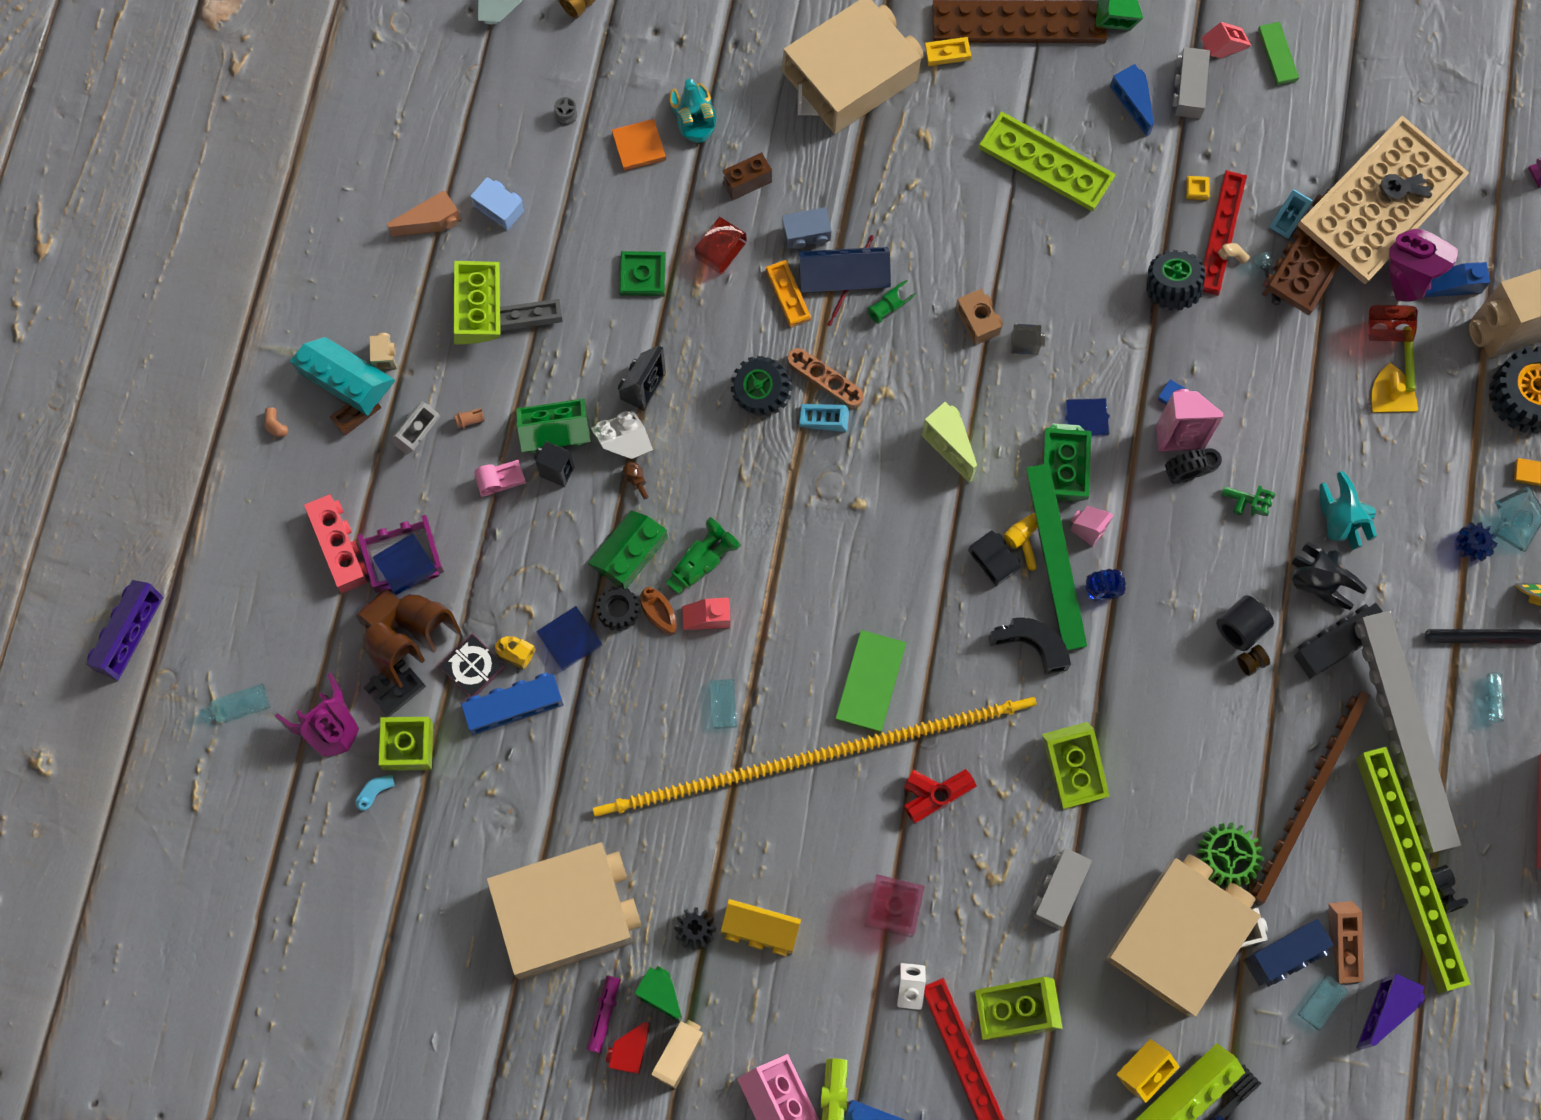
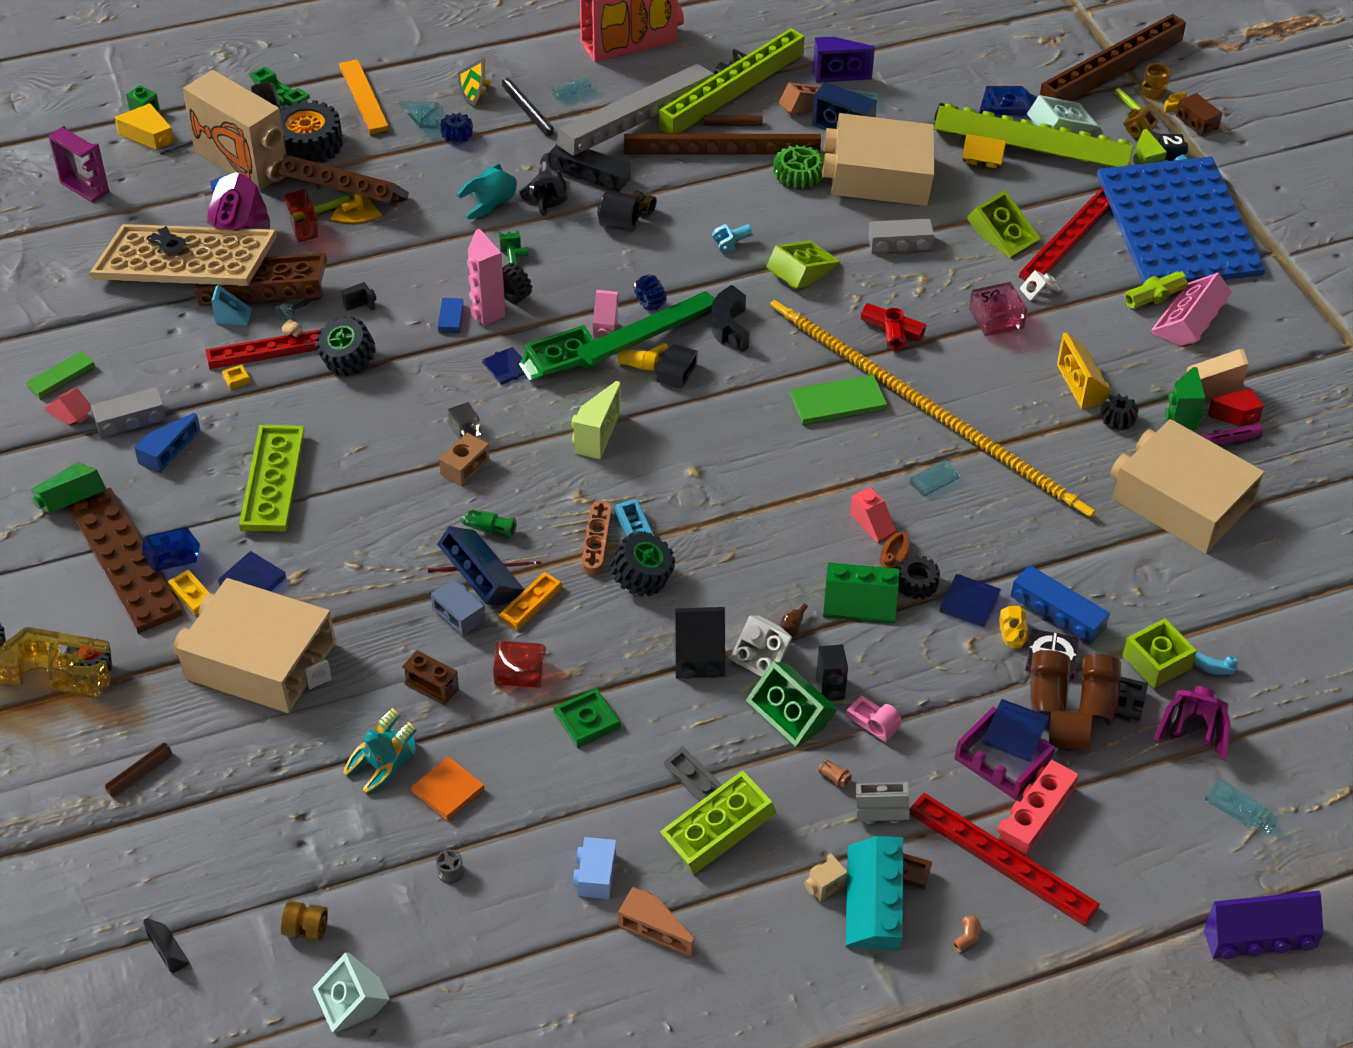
camera: 120 degrees left, 25 degrees down
(338, 485) = (1004, 859): none -> red tile
(699, 559) = (830, 542): green piece -> none
(939, 102) = (255, 572): none -> clear blue tile
(998, 48) = (170, 549): none -> clear blue brick
(1153, 720) = (730, 237): none -> medium azure piece
(1251, 331) = (358, 296): none -> black bracket
(1352, 839) = (733, 120): none -> reddish brown piece
(1431, 386) = (341, 179): none -> reddish brown bracket

